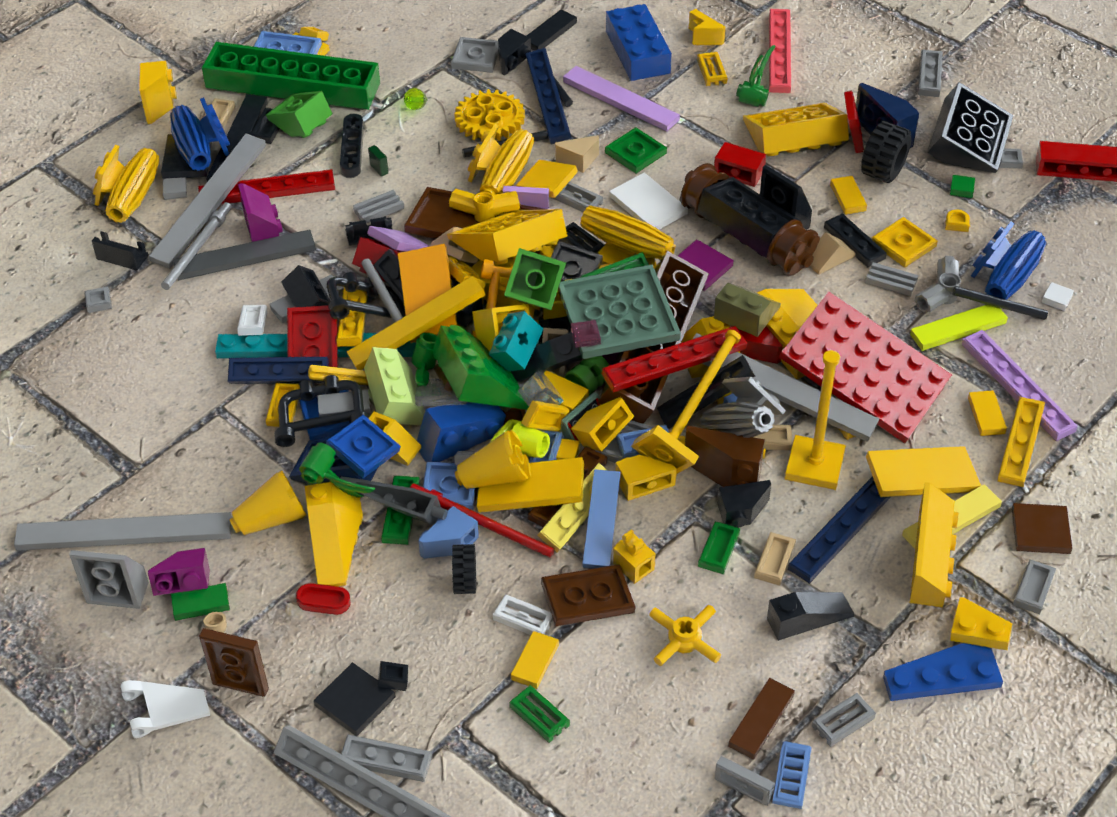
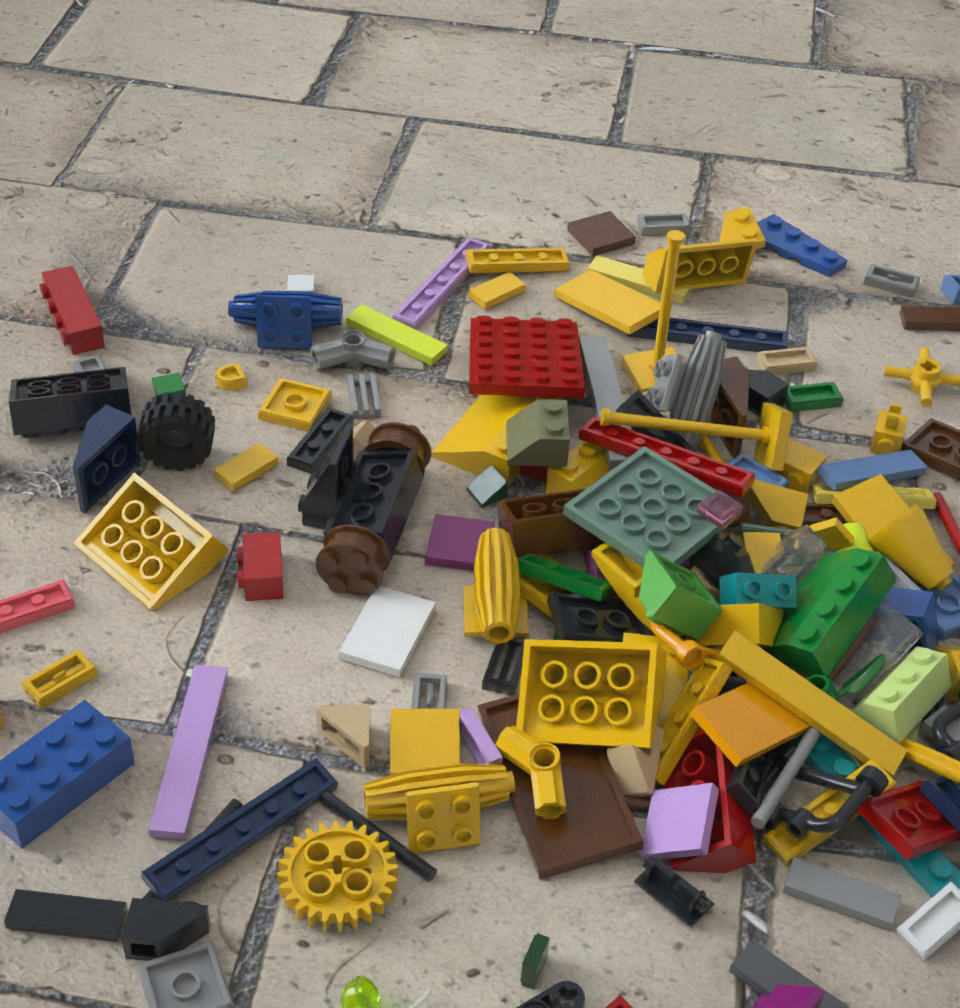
camera: 125 degrees left, 5 degrees down
(305, 288) = (847, 877): black hinge -> none
(378, 206) = (619, 910): light grey tile -> none
(635, 150) = (292, 686): green tile -> none
(754, 93) = (103, 600): green plant -> none
(806, 611) = (830, 321): black slope -> none
(854, 122) = (114, 476): red tile -> none
(1000, 302) = (351, 310): black bar -> none

